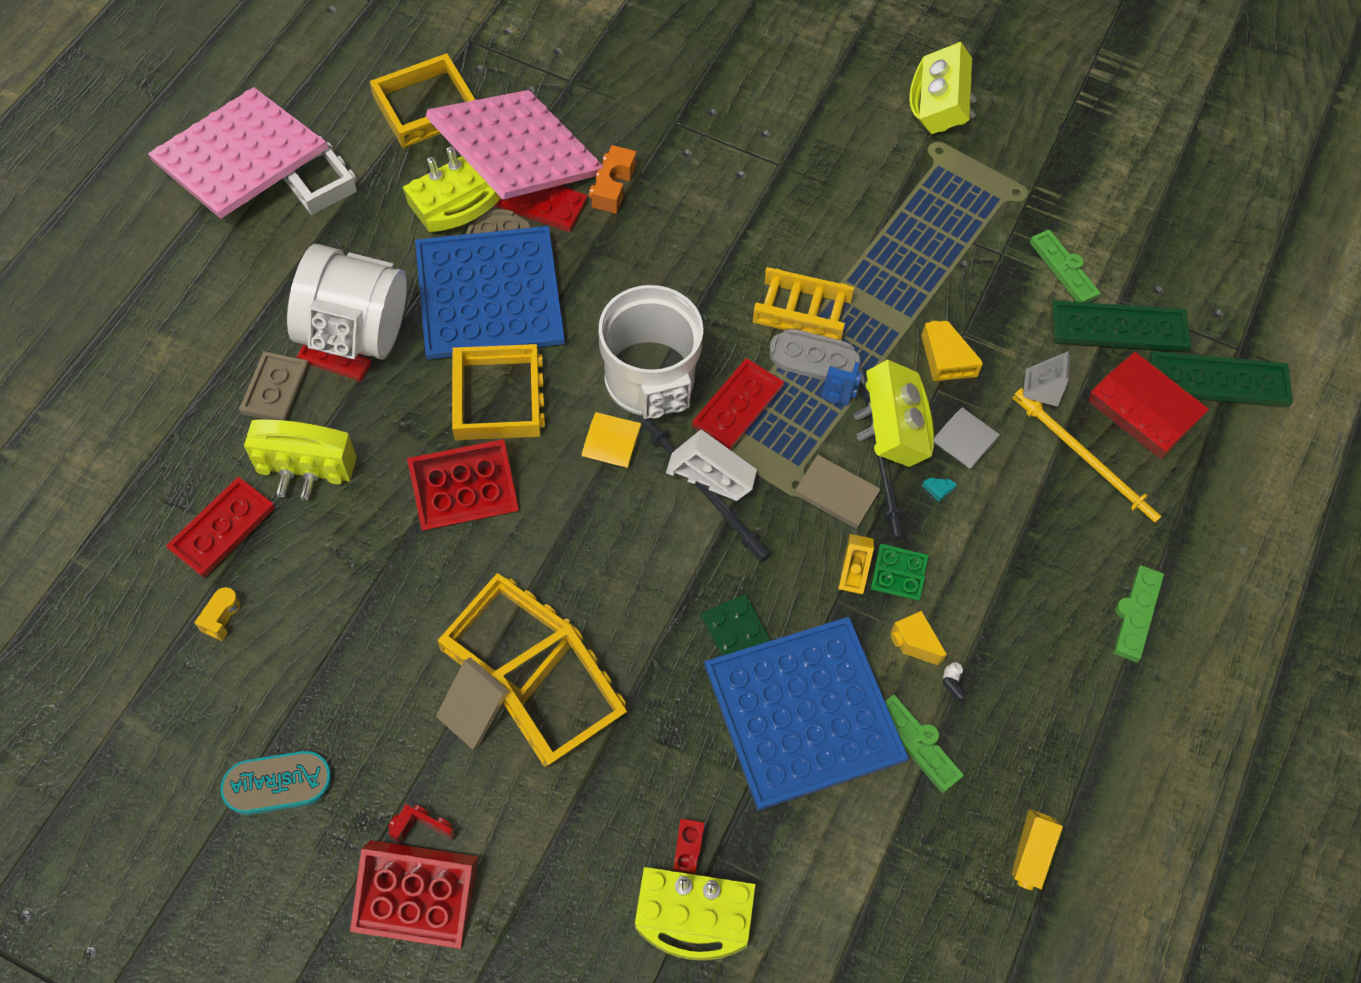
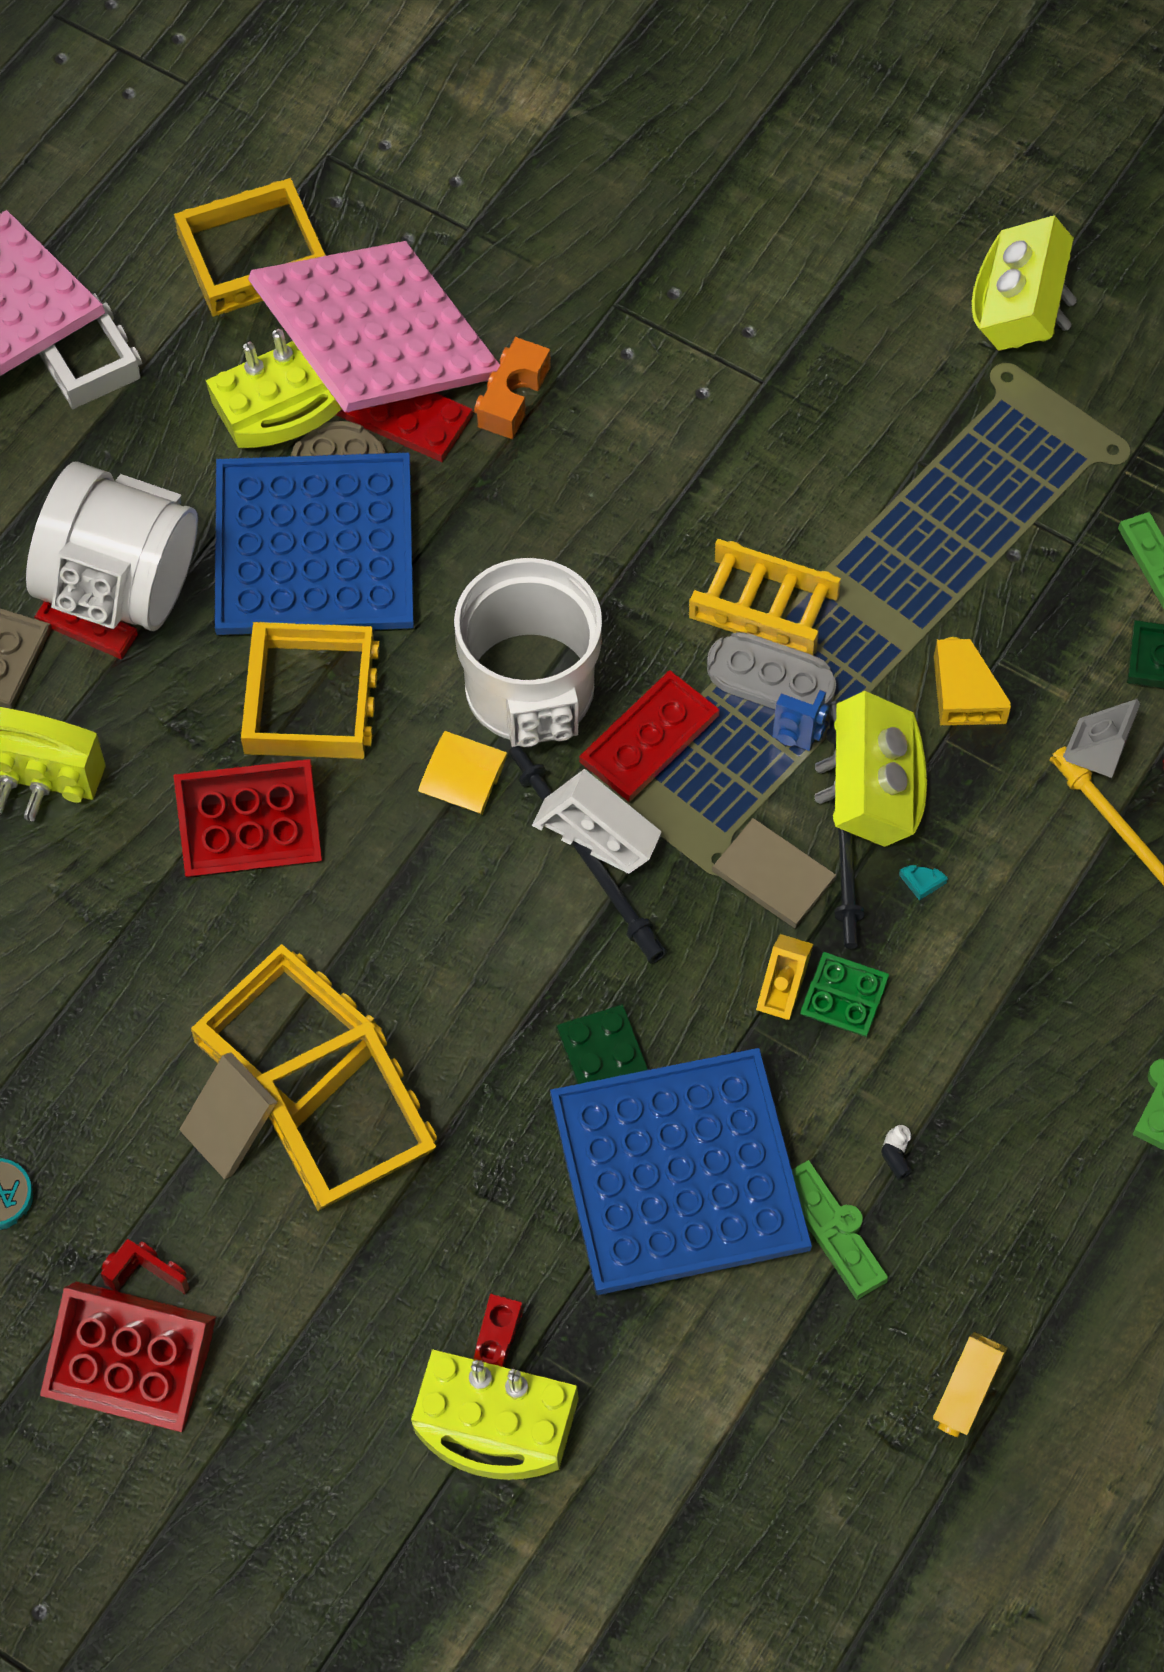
camera: 10 degrees right, 0 degrees up
(917, 639) = (854, 1088): yellow slope -> none
(966, 438) = (971, 812): light grey slope -> none

